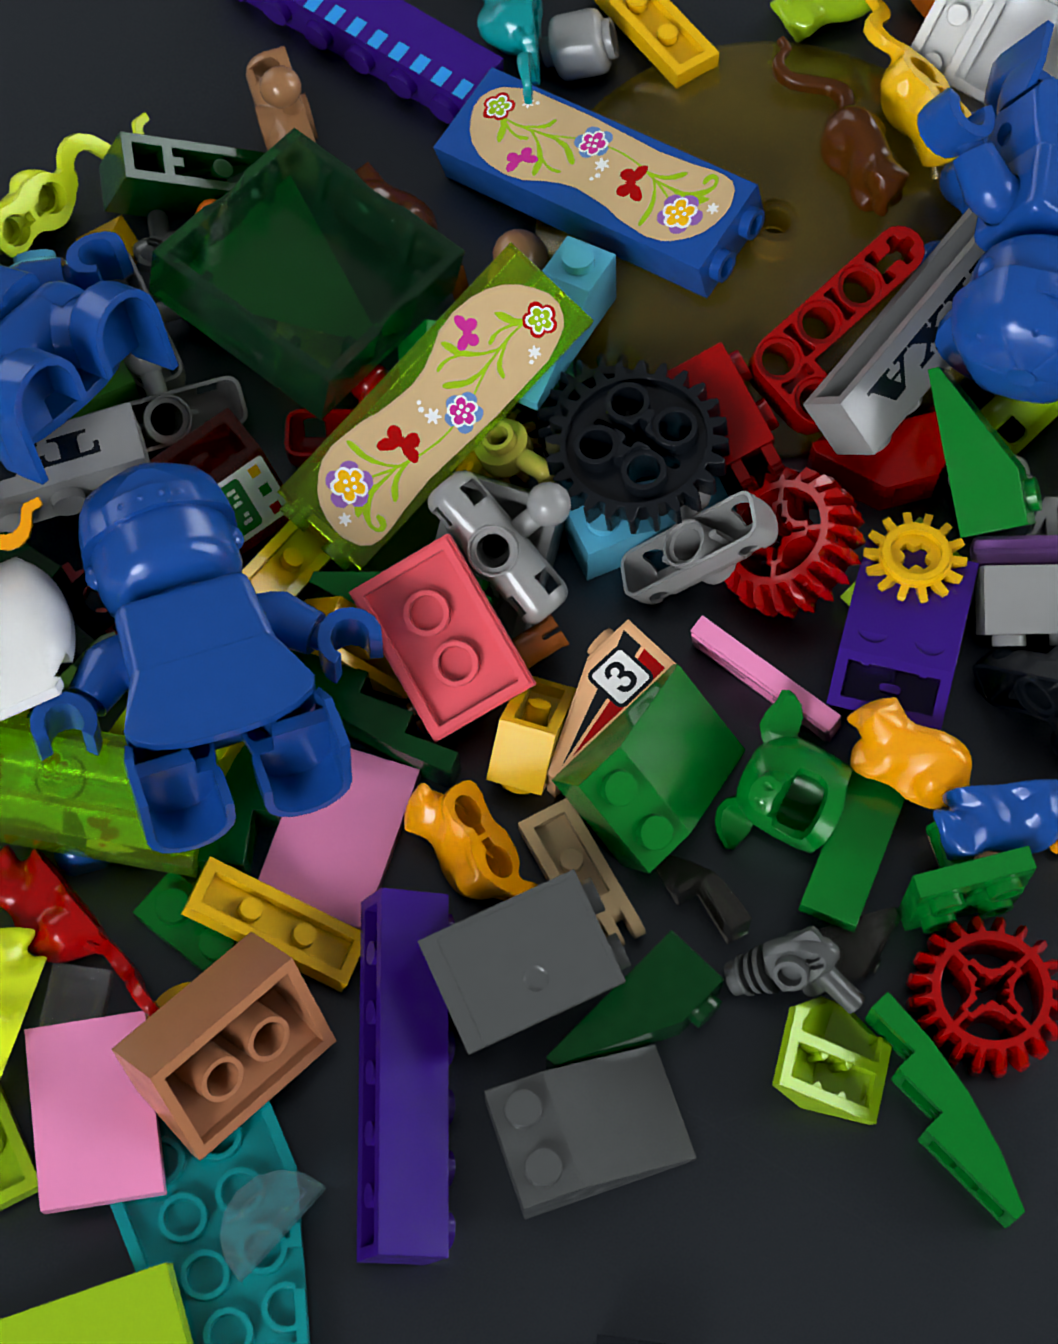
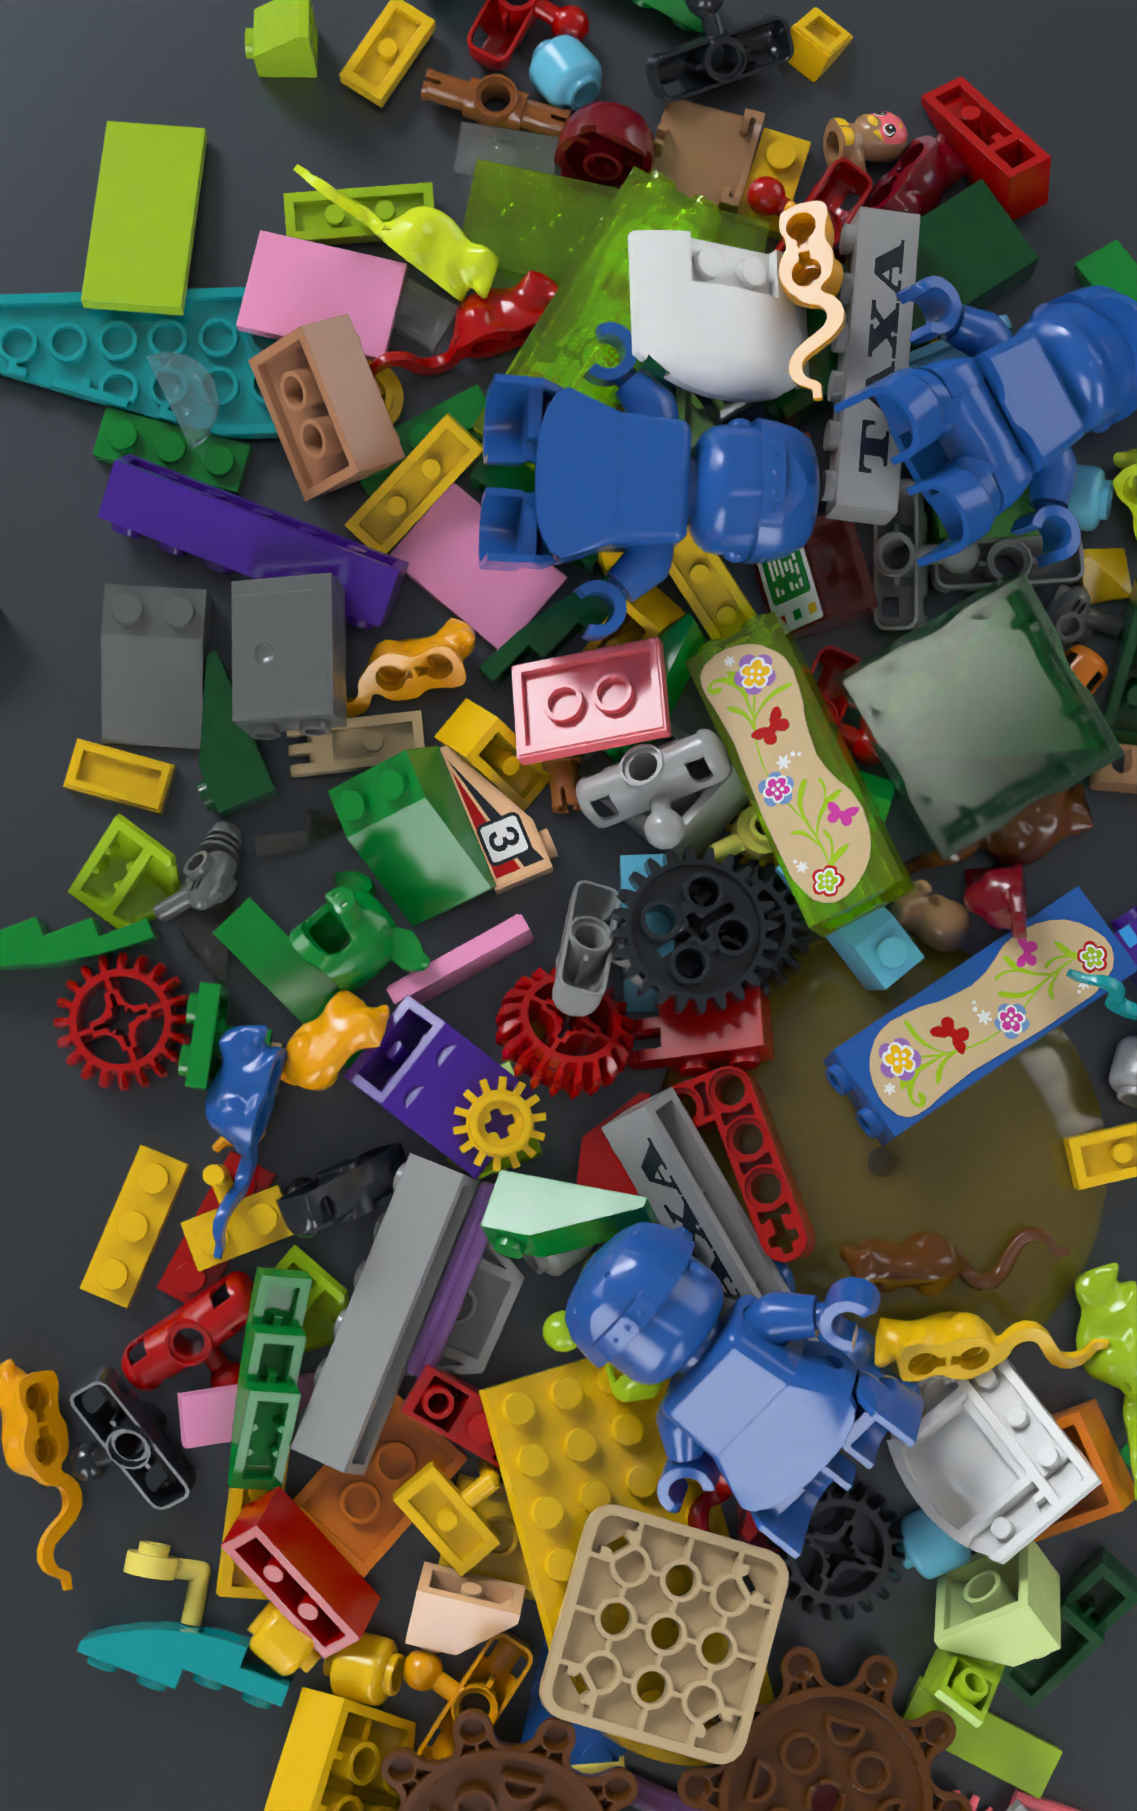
camera: 110 degrees right, 15 degrees up
(330, 1225) = (214, 461): none -> green plate
(478, 189) = (998, 897): none -> dark red animal
(725, 1122) = (119, 776): none -> yellow tile

